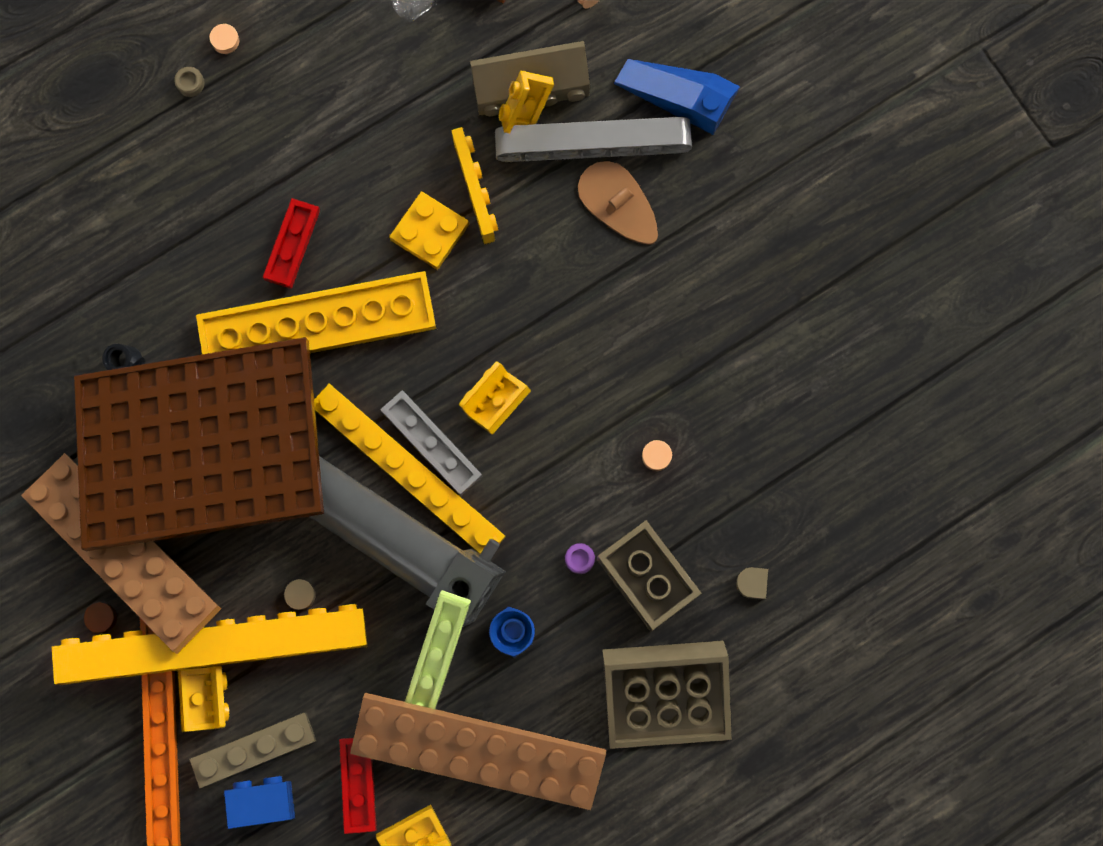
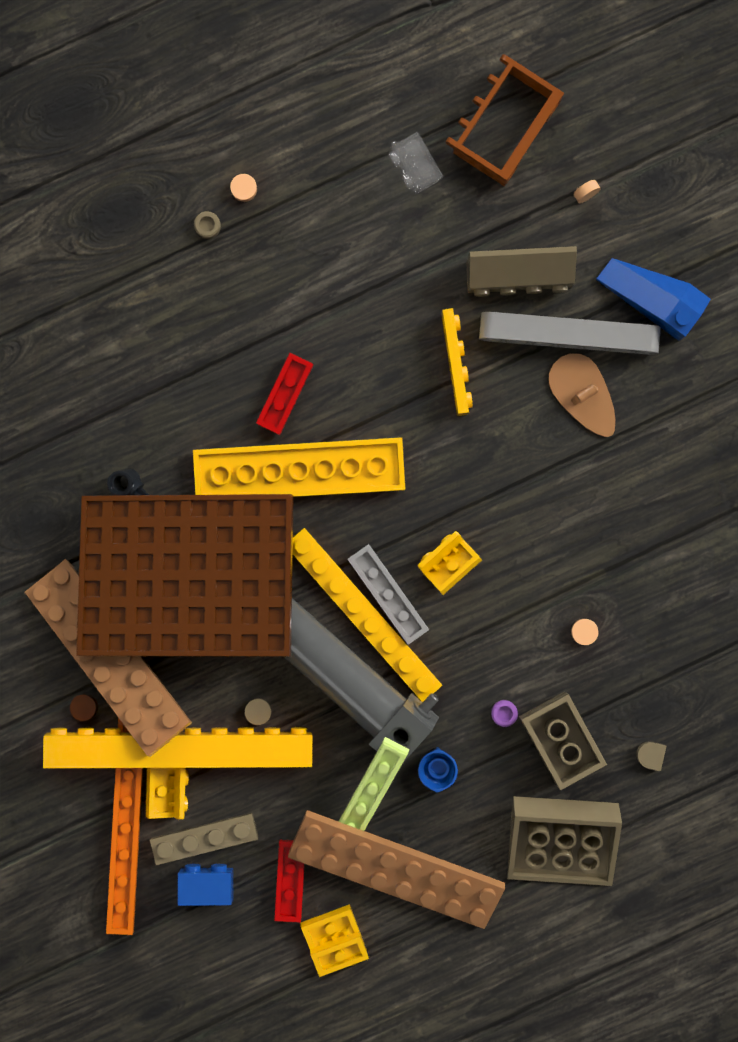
camera: 10 degrees right, 10 degrees up
(429, 230) = (409, 397): yellow plate -> none
(525, 100) = (514, 294): yellow bracket -> none

